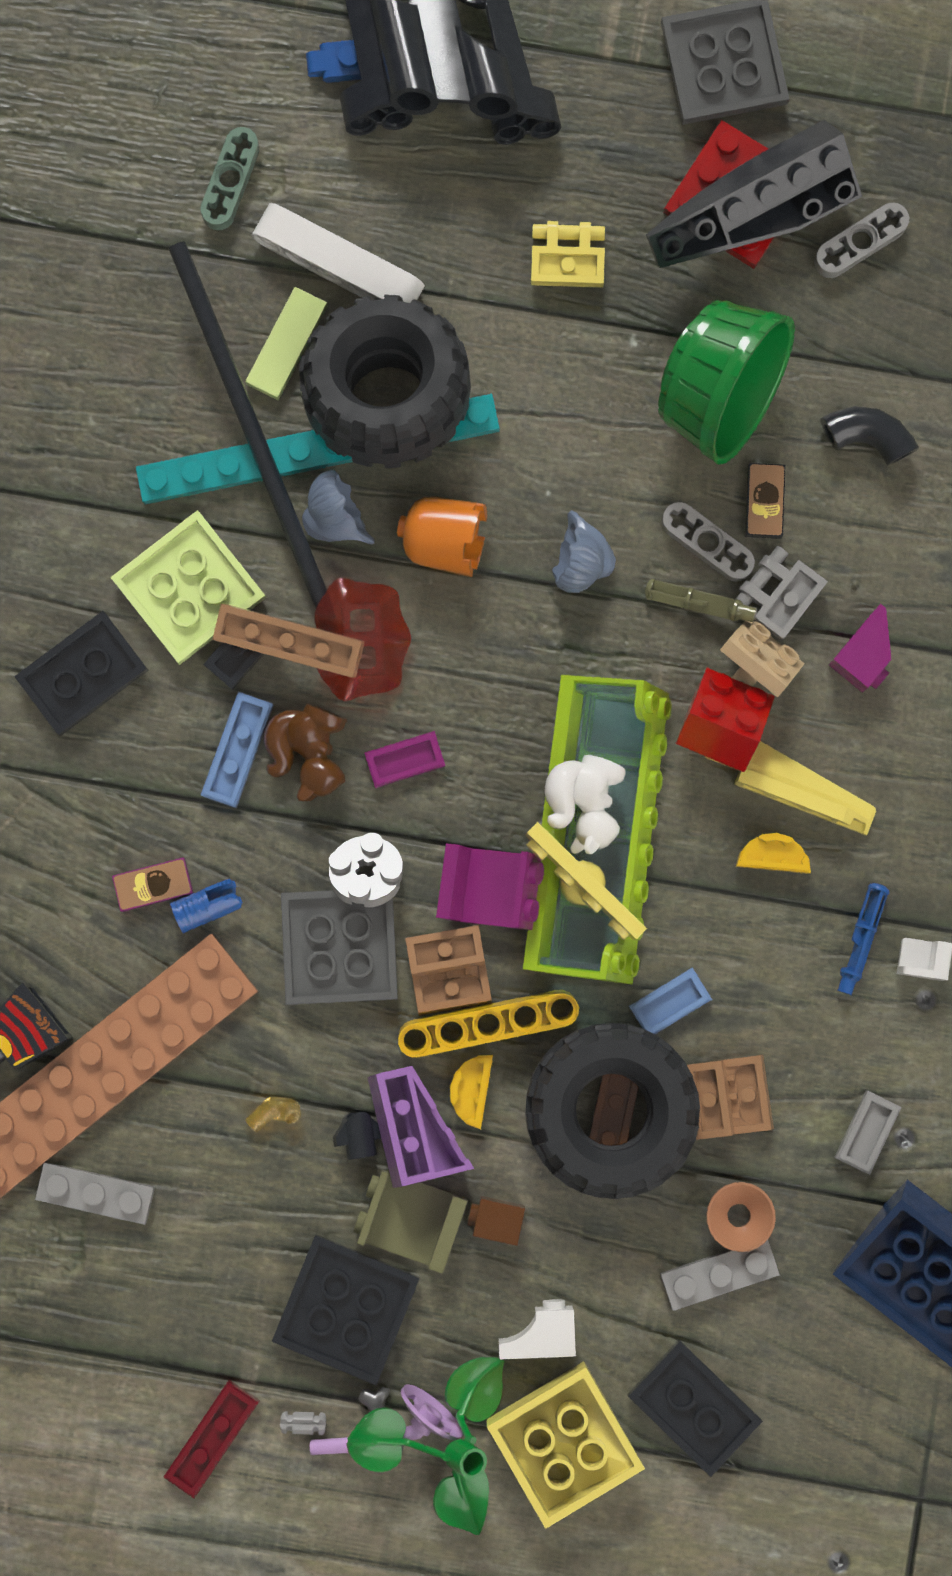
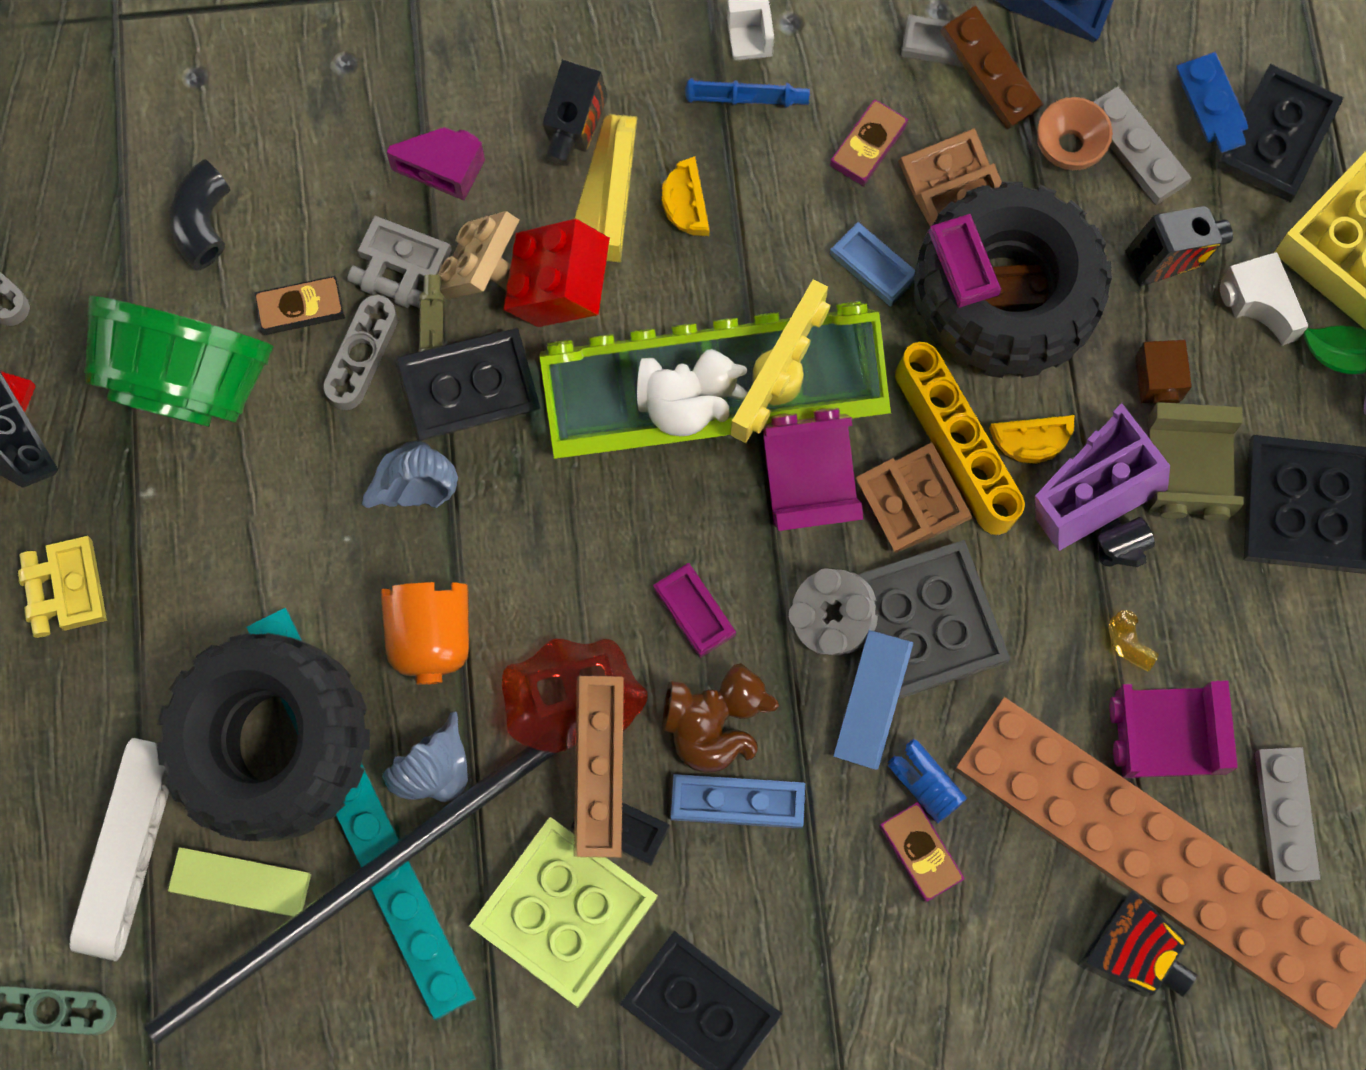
camera: 105 degrees left, 10 degrees down
(190, 1121) = (1174, 731): none -> magenta panel
(283, 880) = (873, 699): none -> medium blue tile
(609, 1264) = (1176, 243): none -> black torso
(626, 1063) = (964, 260): none -> magenta tile
(648, 621) = (467, 384): none -> black plate
(739, 1355) = (1213, 101): none -> blue hinge
(786, 1033) = (869, 142): none -> tile
(827, 1164) = (991, 67): none -> reddish brown plate
(886, 788) = (573, 110): none -> black torso

